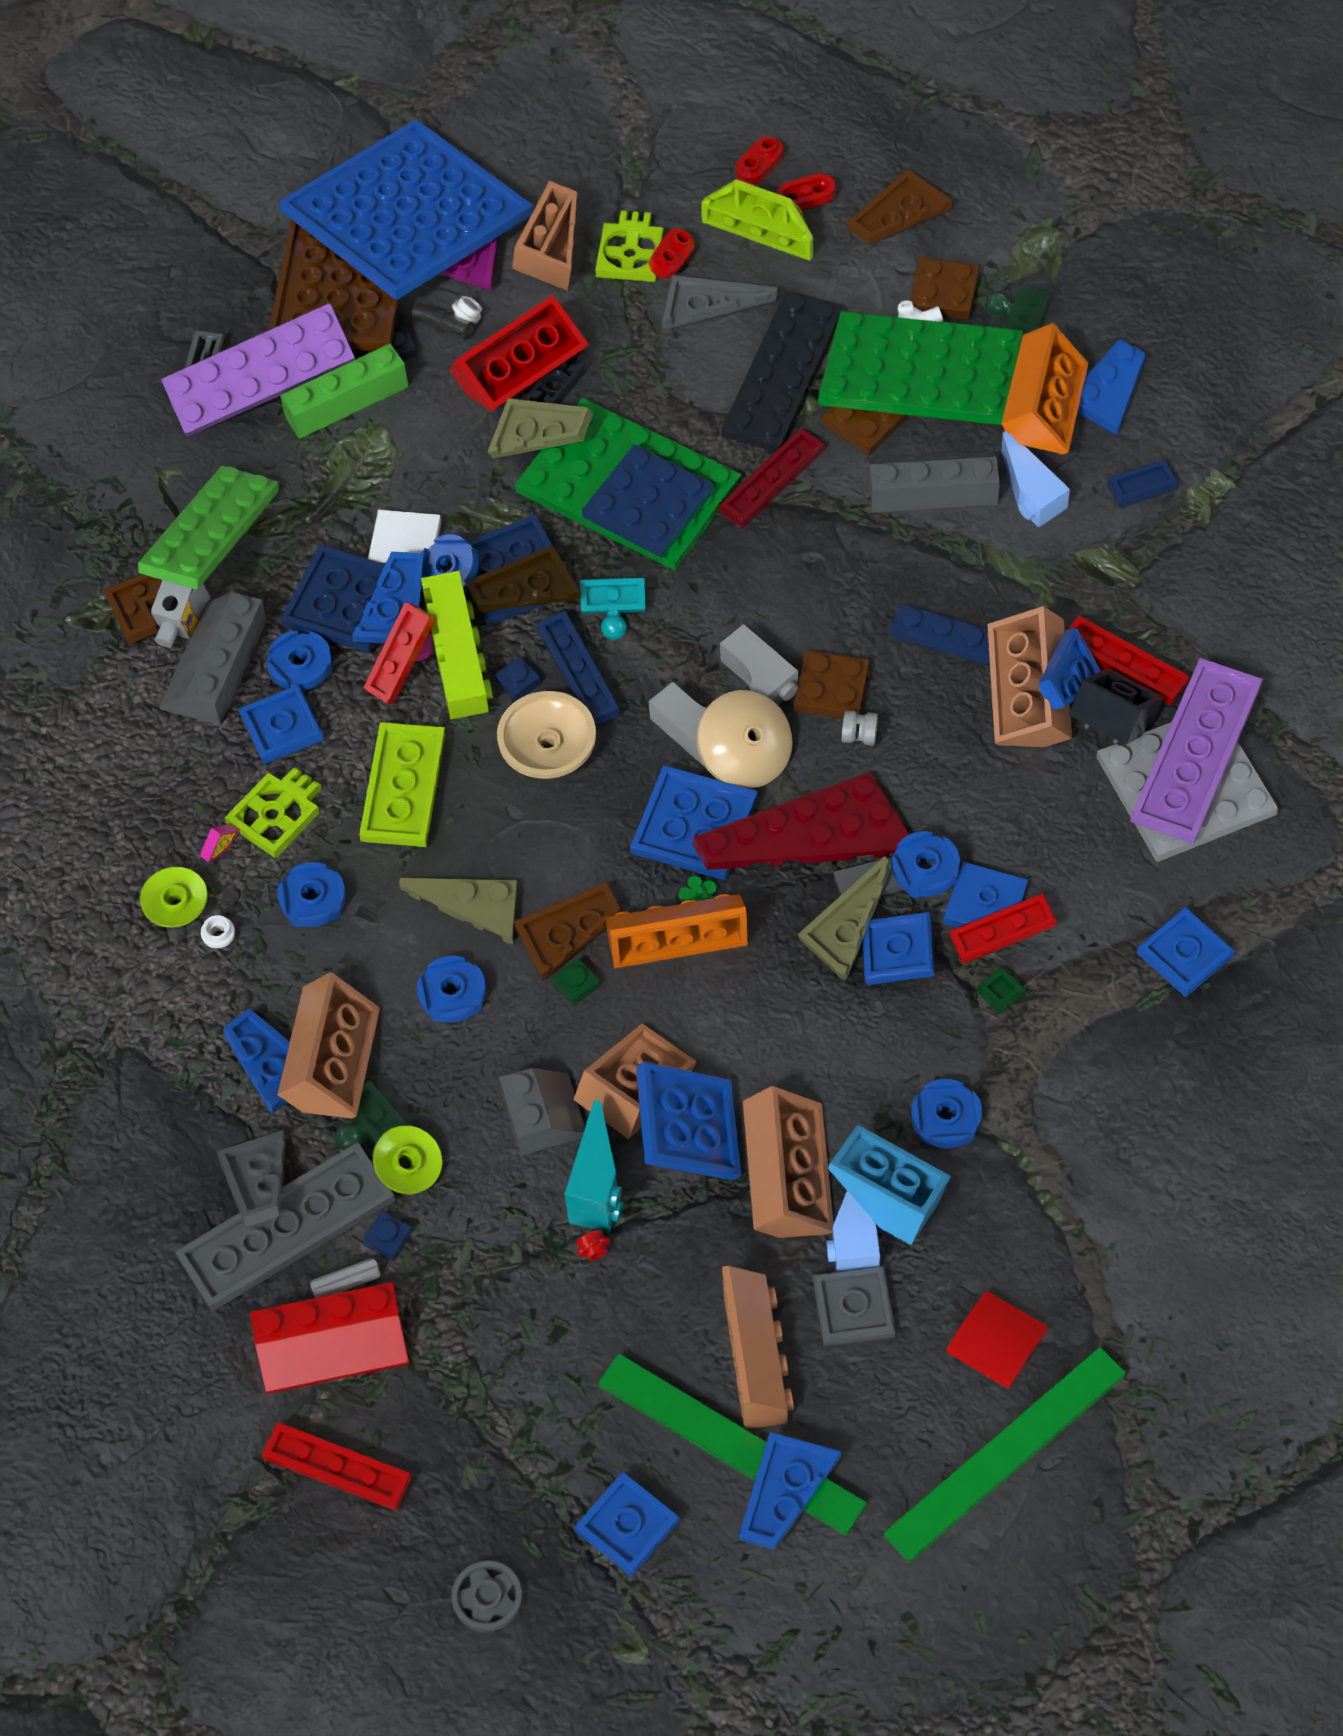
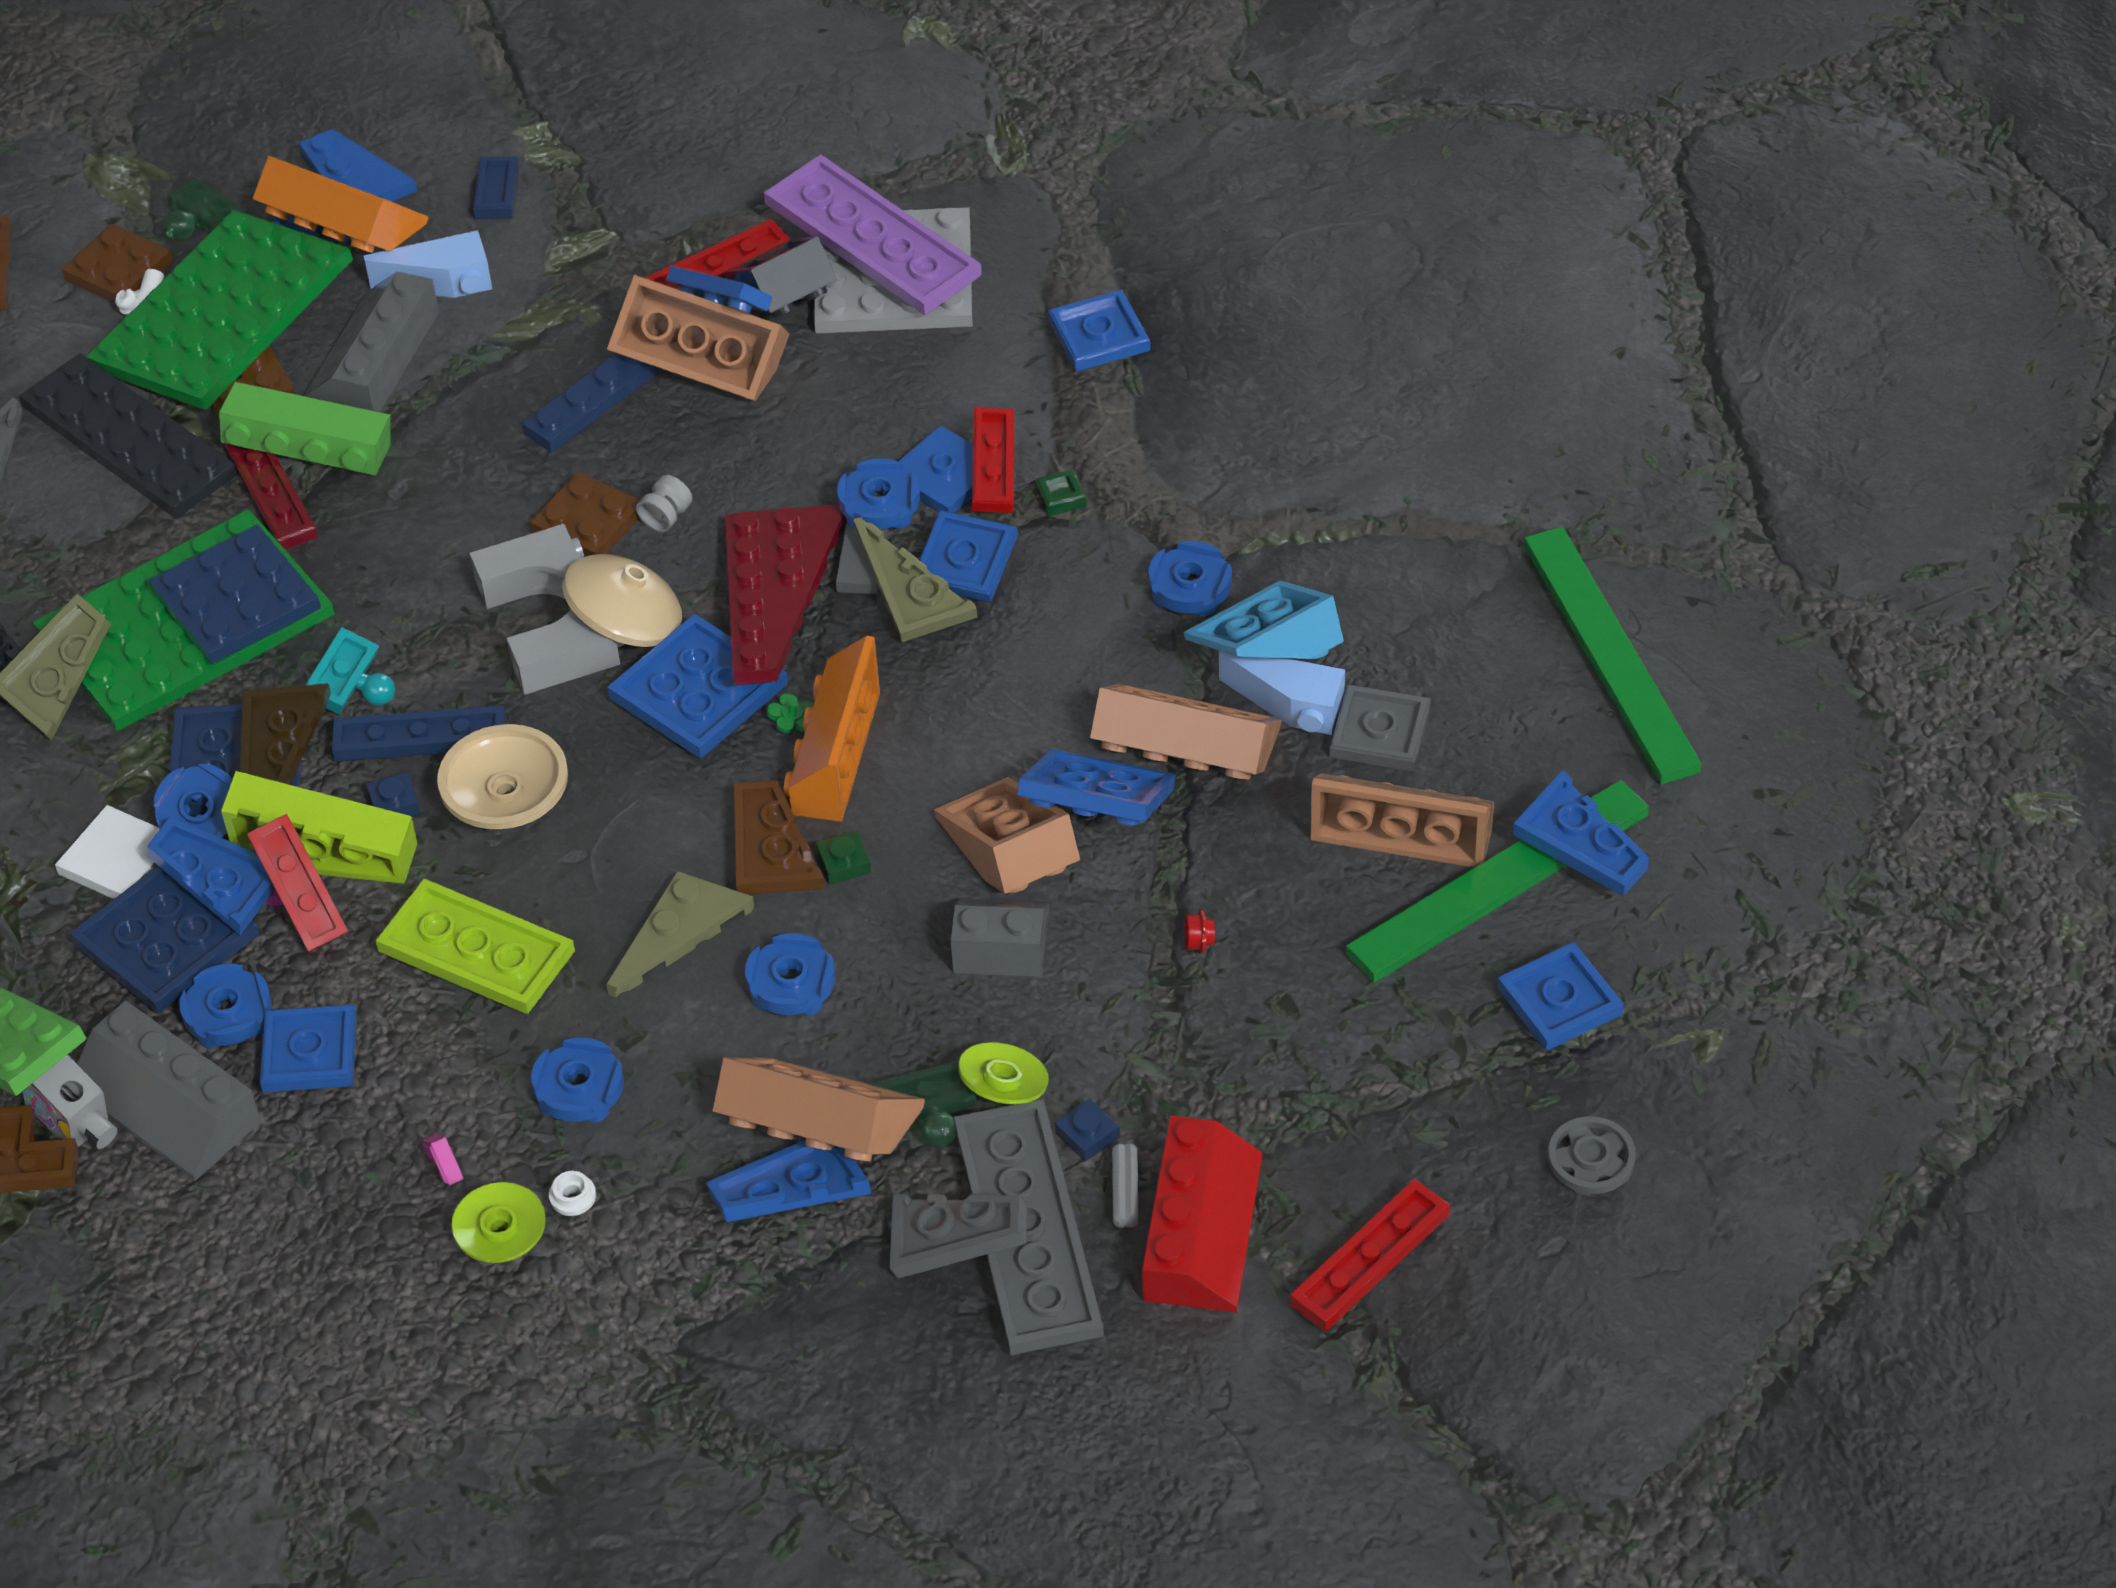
camera: 70 degrees left, 10 degrees down
(292, 788) = (417, 1066): lime piece -> none
(592, 1187) = (1117, 887): teal slope -> none
(823, 472) = (305, 428): none -> bright green brick
(997, 1339) = (1478, 616): red slope -> none

